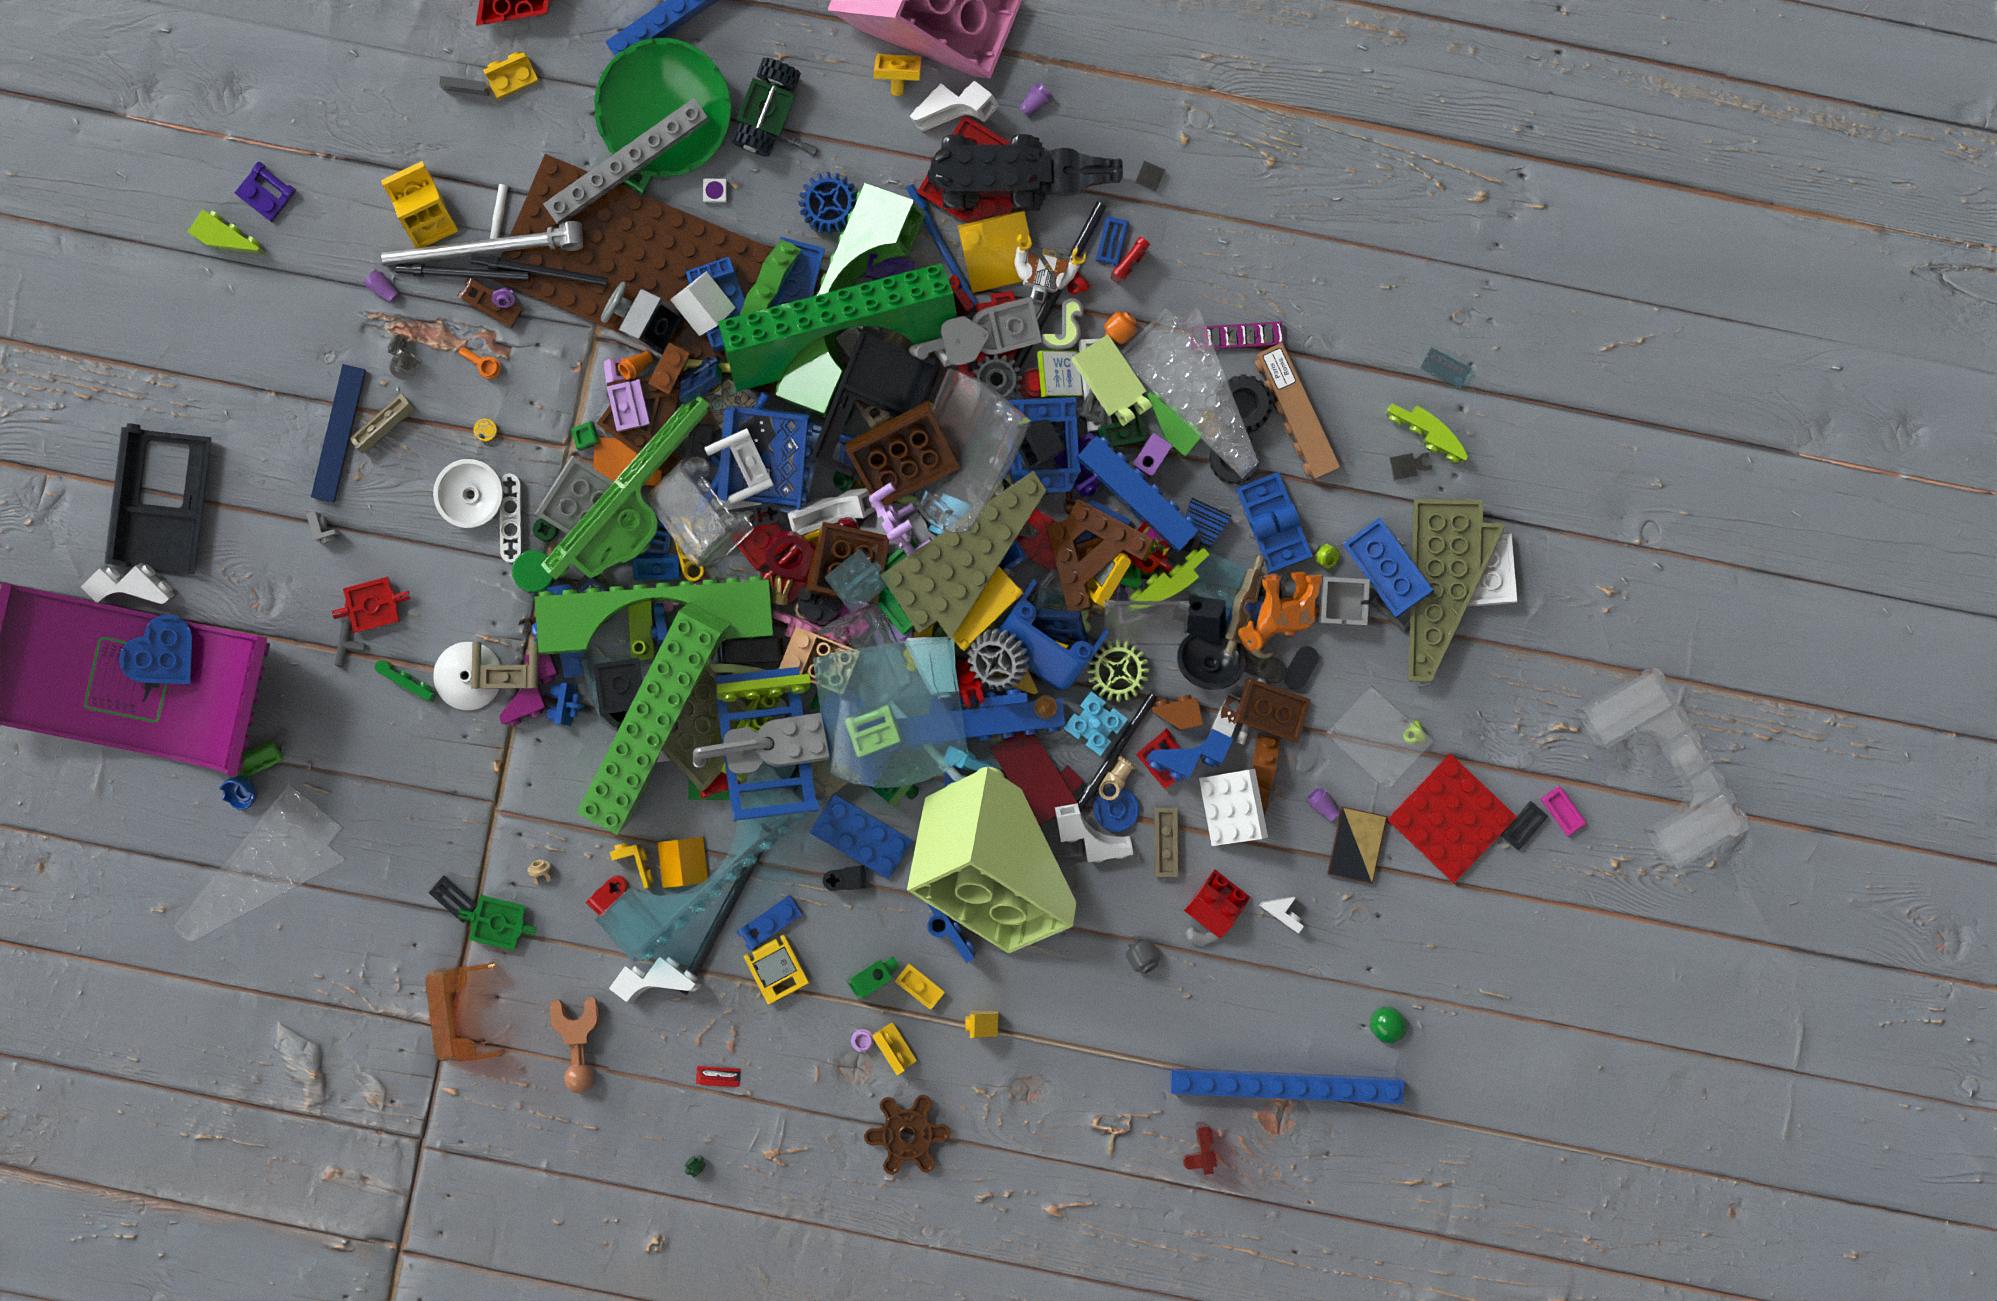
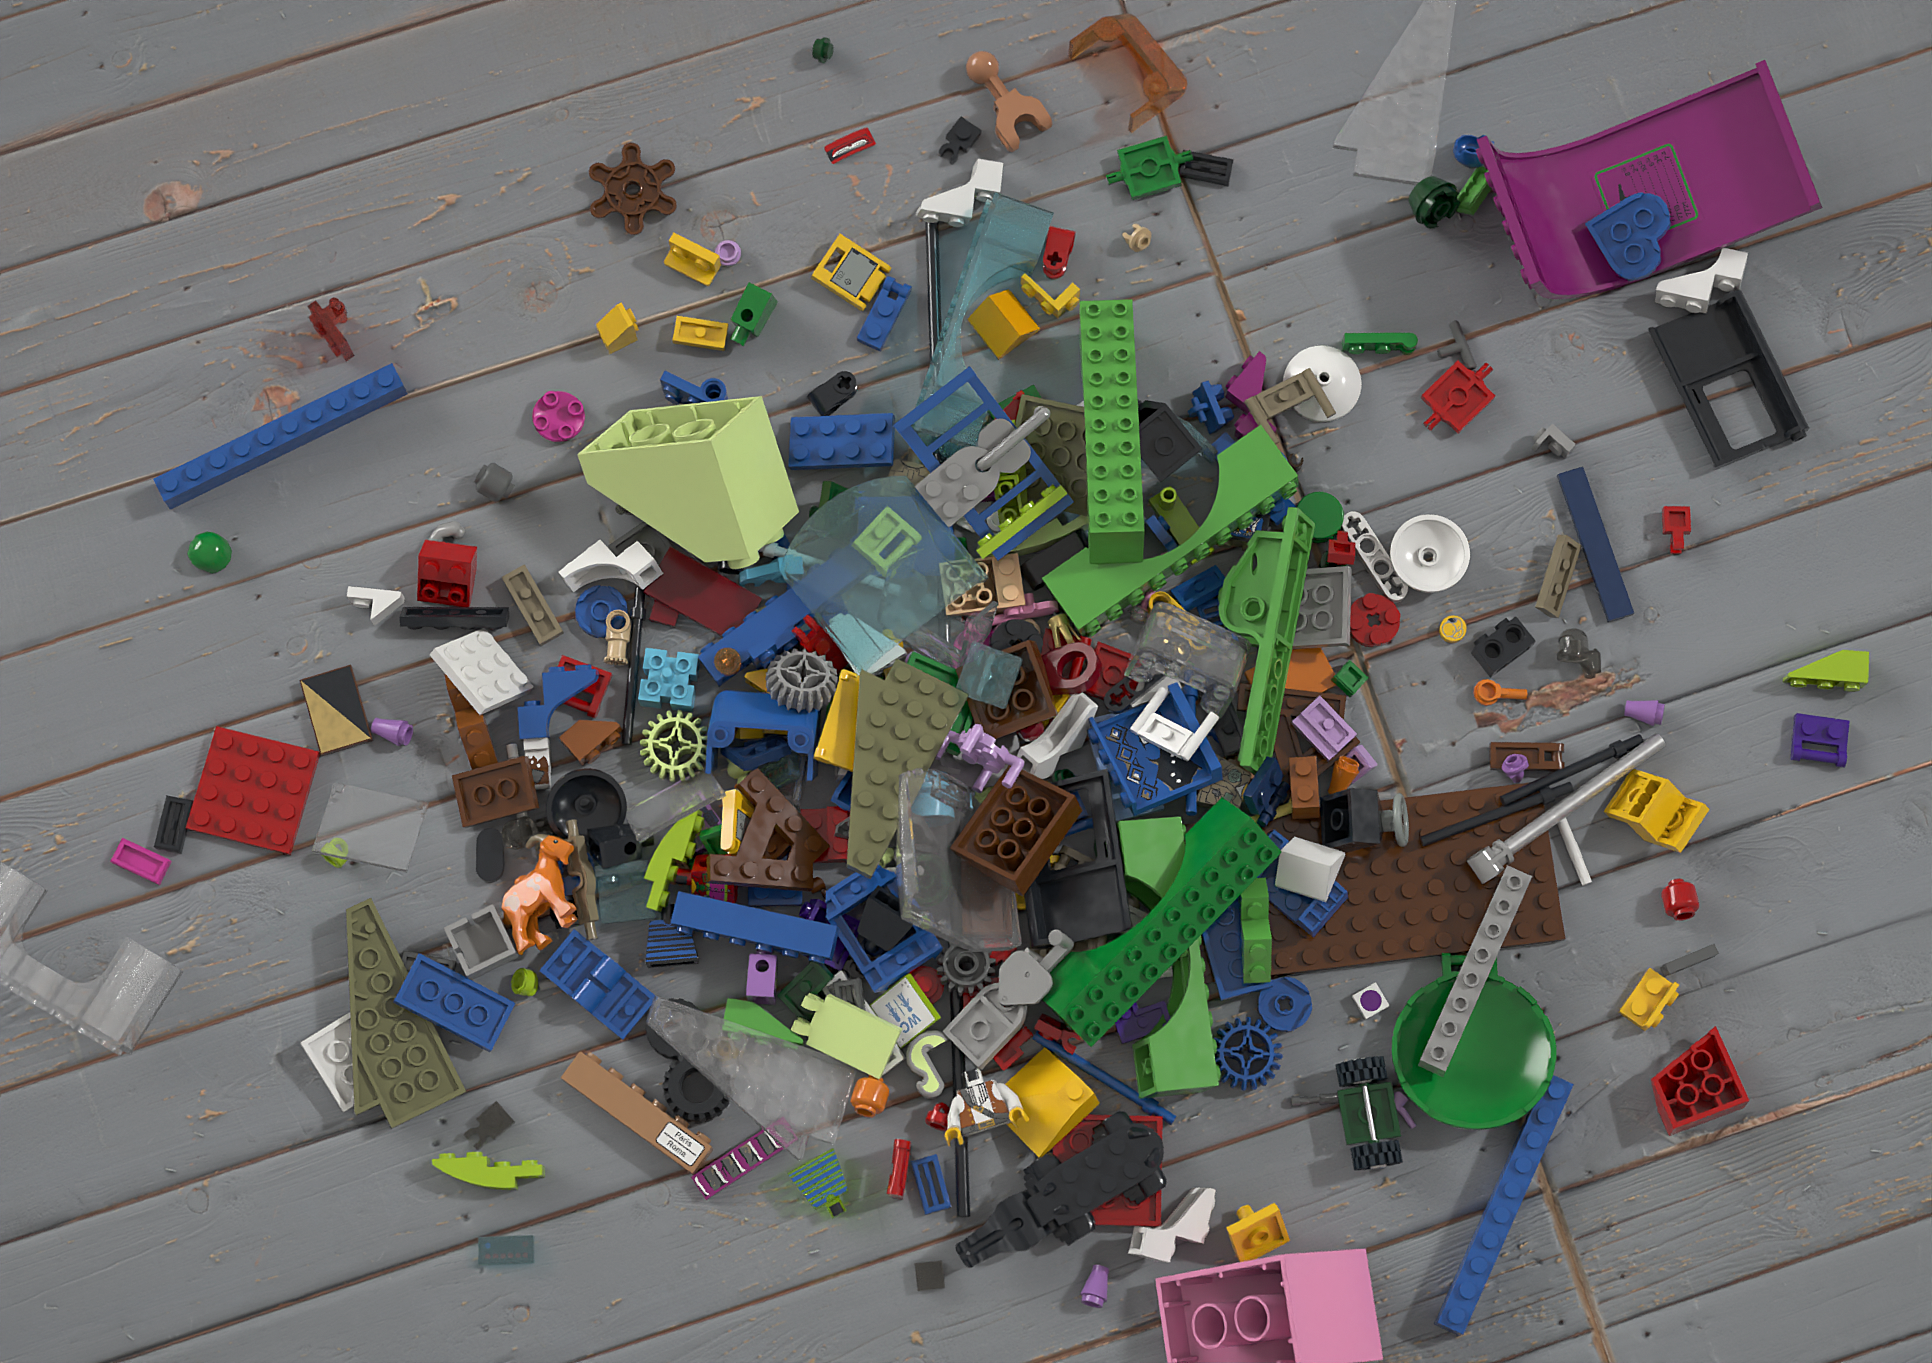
camera: 150 degrees right, 10 degrees down
(267, 413) = (1676, 522): none -> red plate
(295, 768) = (1433, 200): none -> dark green cone
(443, 133) = (1680, 899): none -> red head
(456, 388) = (1506, 650): none -> black brick
(528, 465) = (1372, 605): none -> red plate
(533, 532) = (1341, 550): none -> red plate
(627, 1031) = (960, 136): none -> black plate
(737, 105) = (1400, 1100): none -> lavender hand
(767, 217) = (1299, 1000): none -> blue plate
(1065, 981) = (558, 416): none -> dark pink dish
(1191, 285) = (822, 1182): none -> torso
(1230, 865) = (463, 617): none -> black plate

